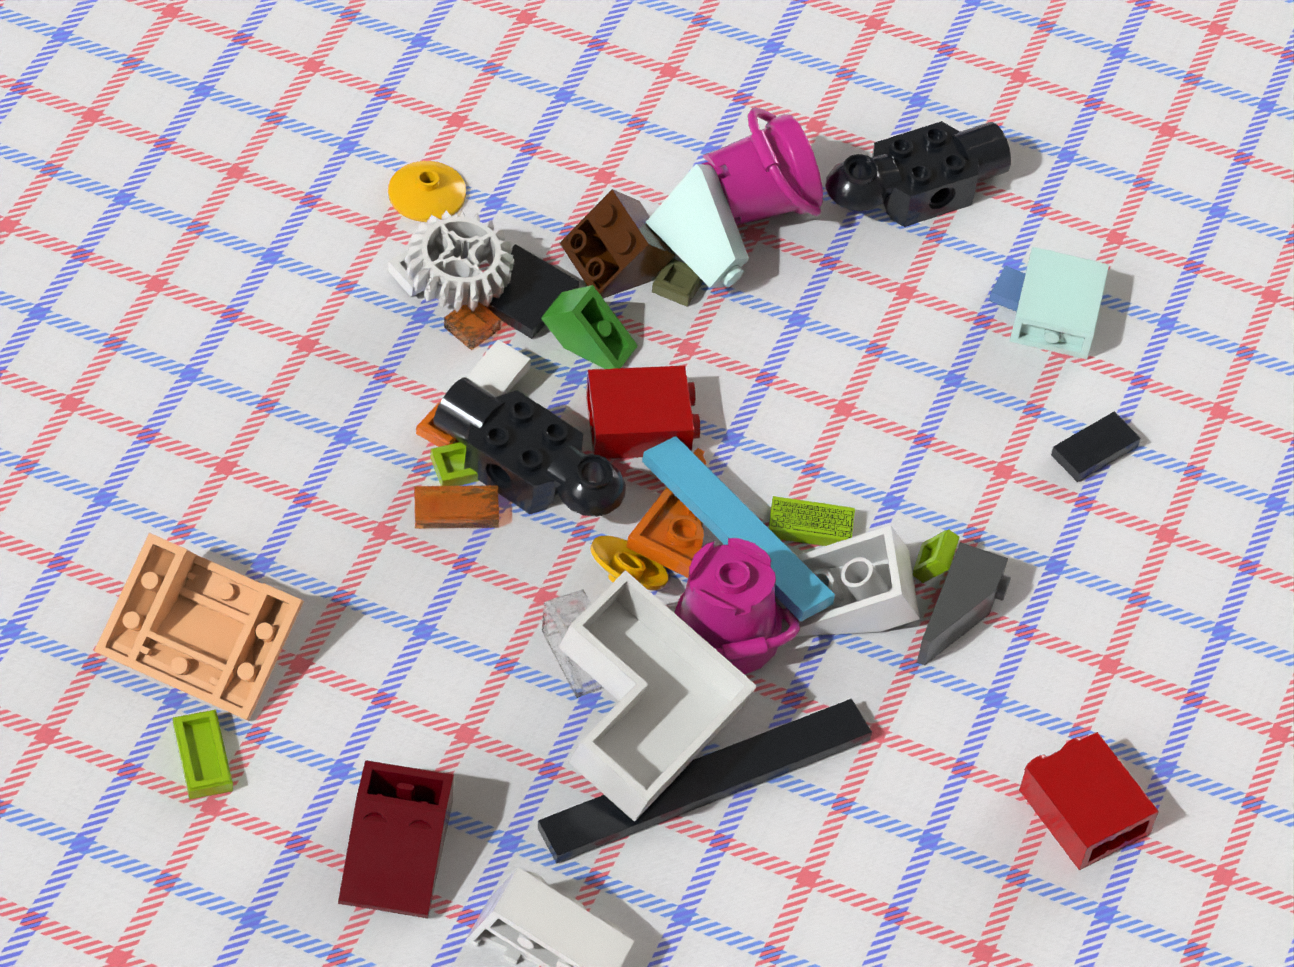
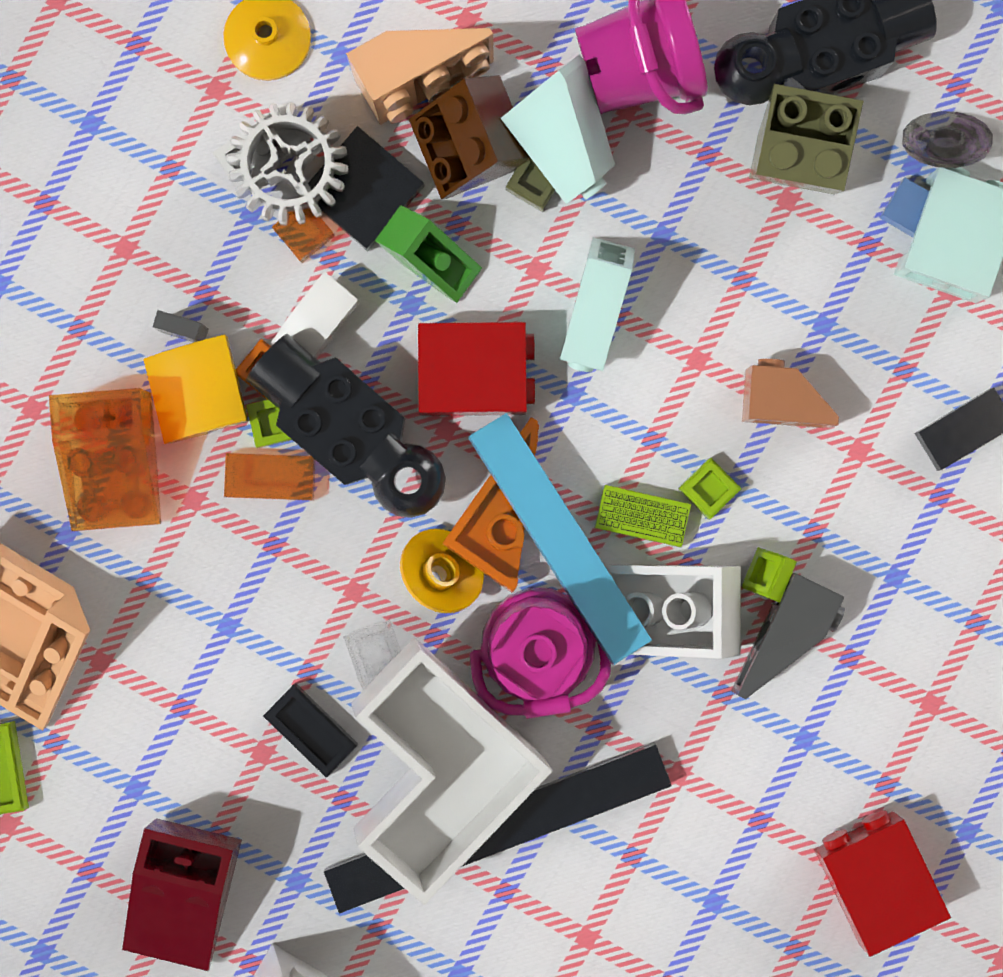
camera: 10 degrees right, 35 degrees up
(305, 485) = (106, 458): none -> clear orange slope
(366, 390) = (179, 327): none -> dark grey tile
(382, 438) = (195, 389): none -> yellow slope
(513, 707) = (310, 730): none -> black tile
(561, 187) = (417, 65): none -> light nougat slope
(747, 356) = (597, 305): none -> light aqua slope
(871, 500) = (709, 488): none -> lime tile
(913, 236) = (806, 139): none -> olive slope
(929, 425) = (783, 397): none -> nougat slope
(1036, 236) = (947, 139): none -> clear smoke dish

